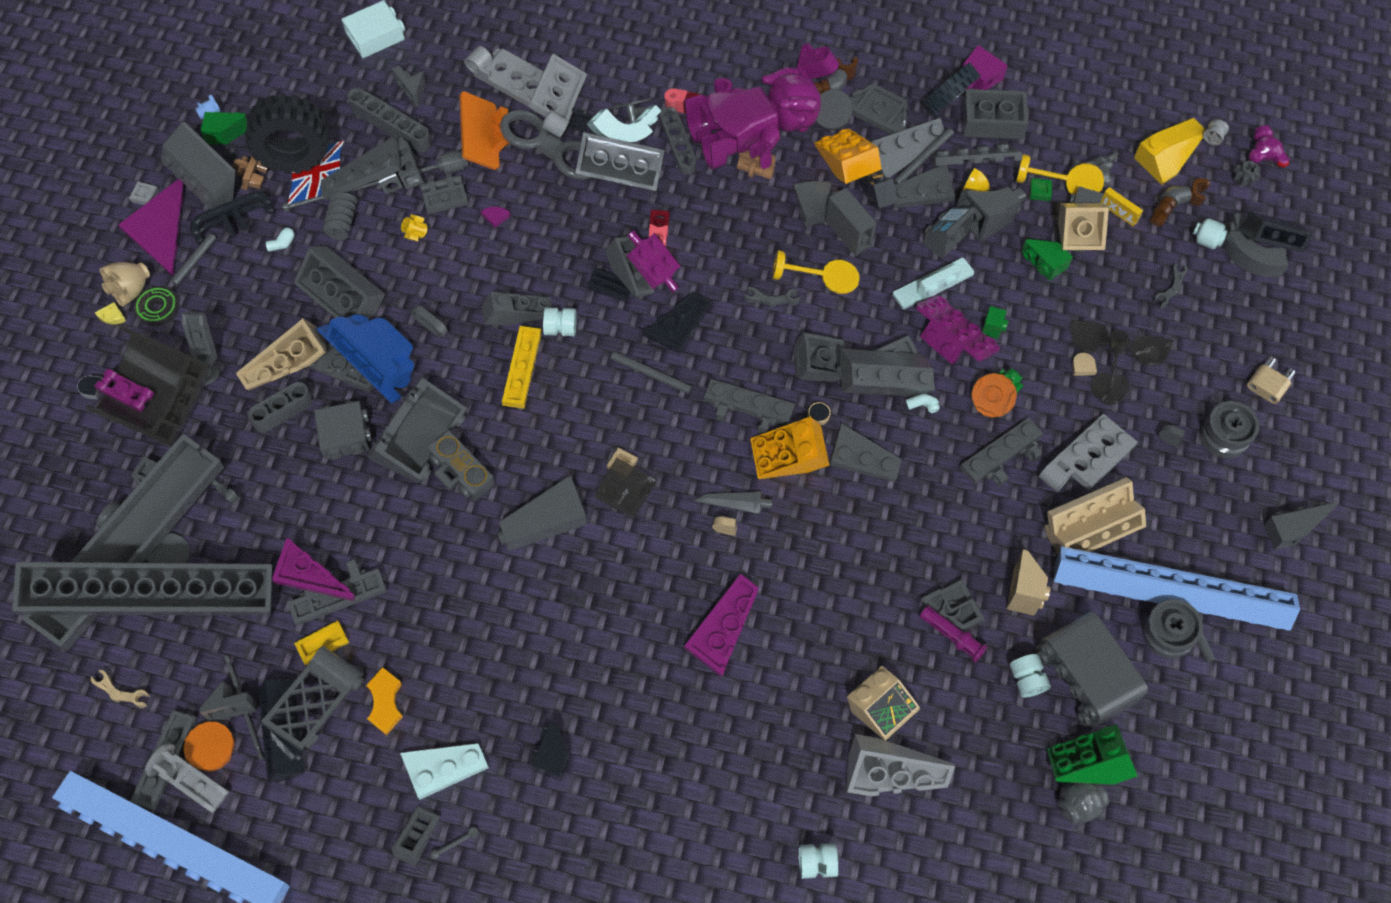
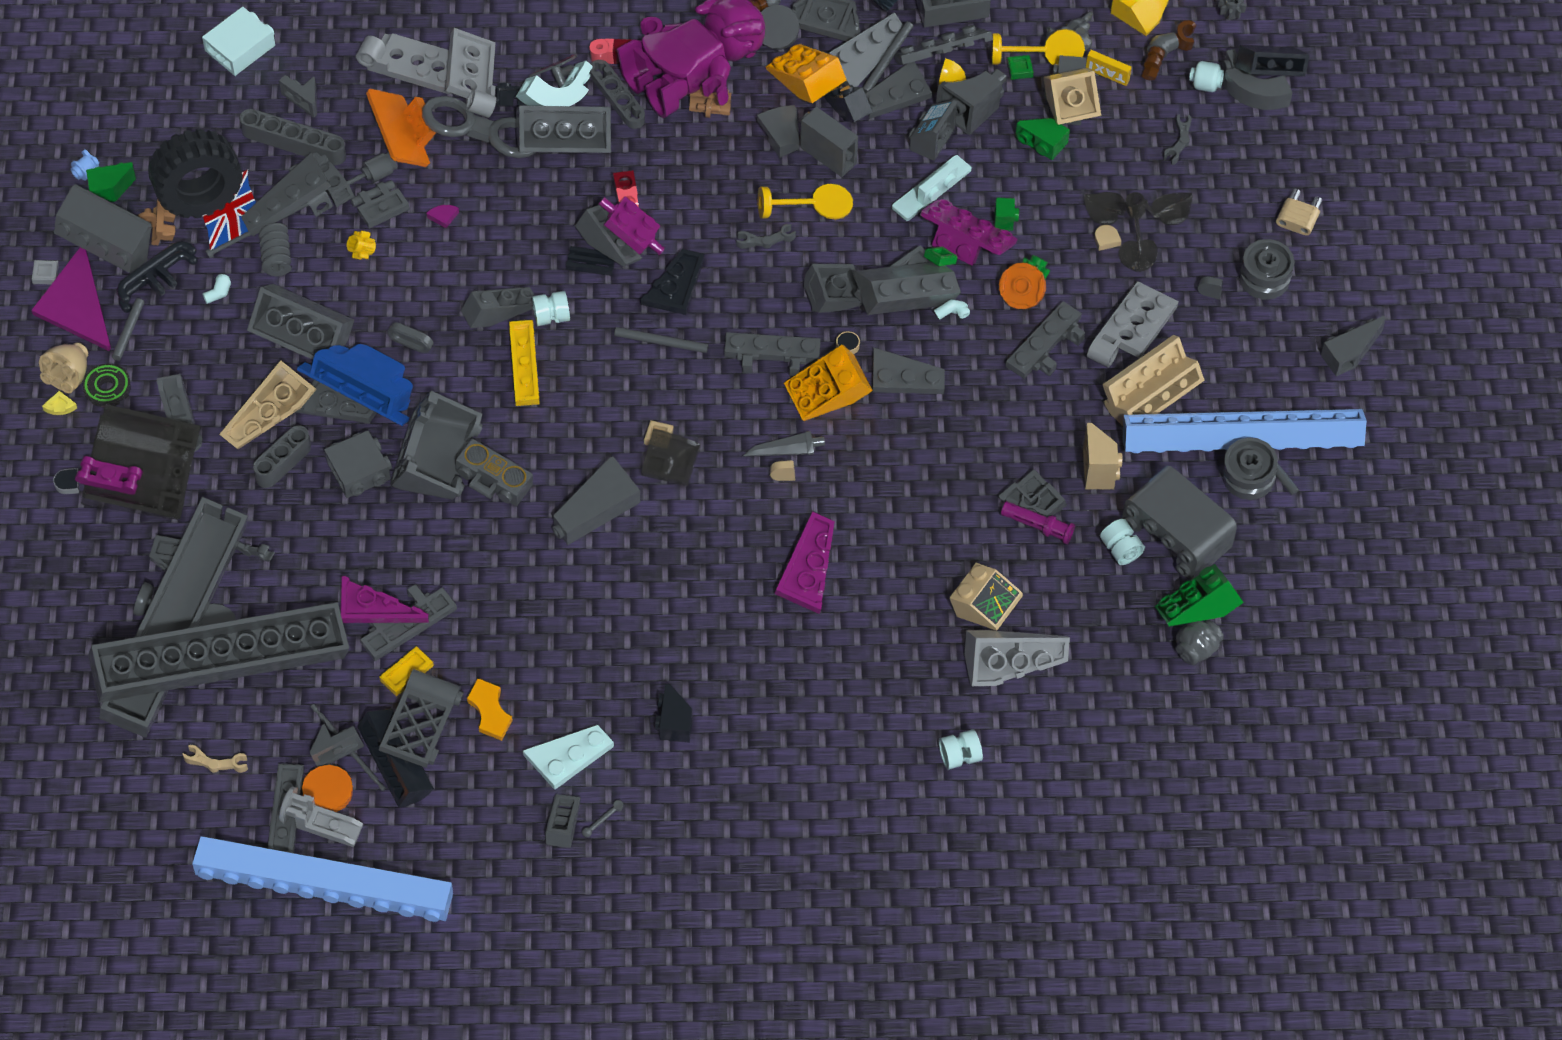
camera: 15 degrees left, 5 degrees down
(924, 350) = (940, 256): none -> green tile

